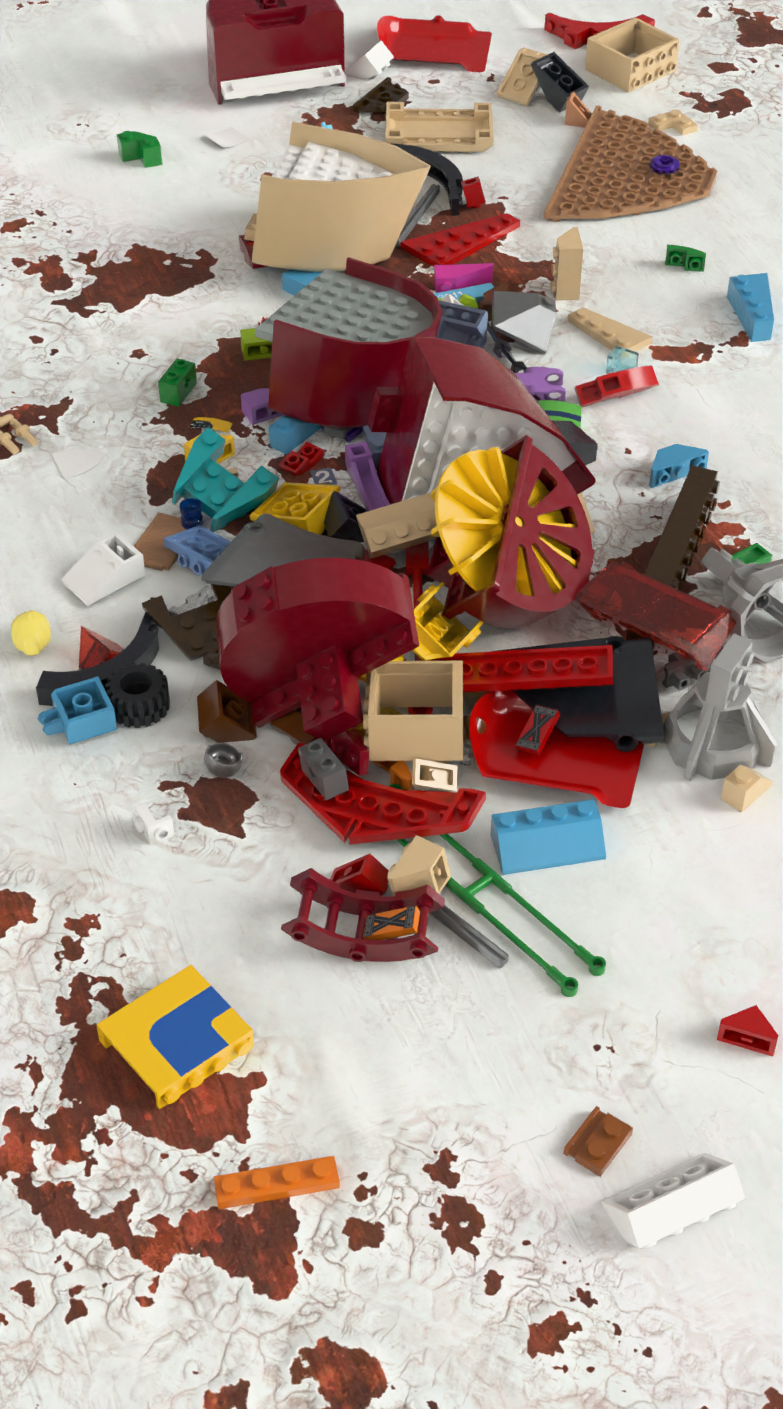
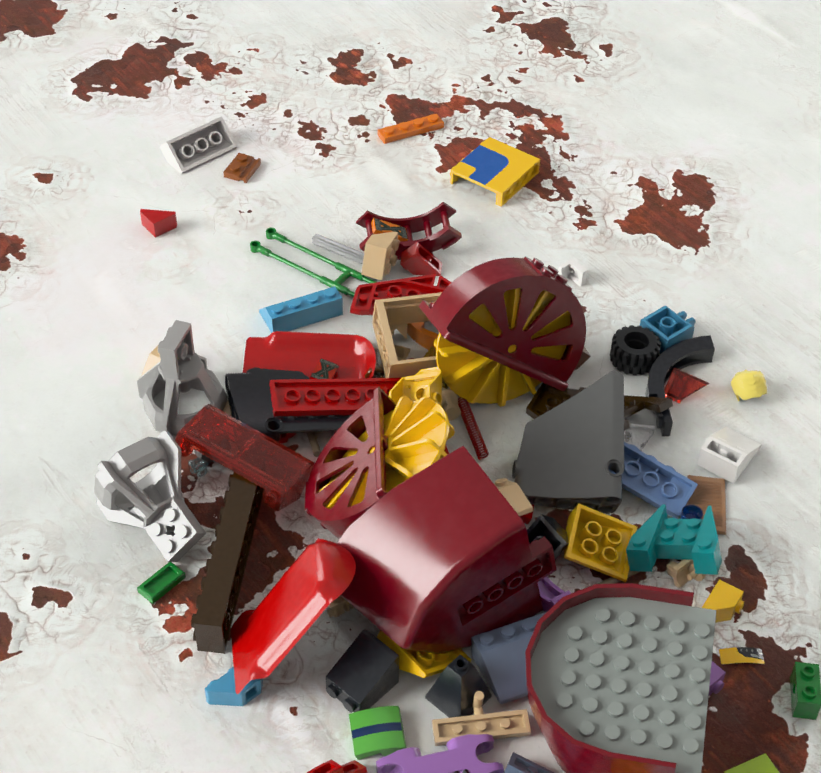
camera: 165 degrees right, 0 degrees up
(625, 442) = (296, 601): none -> piece

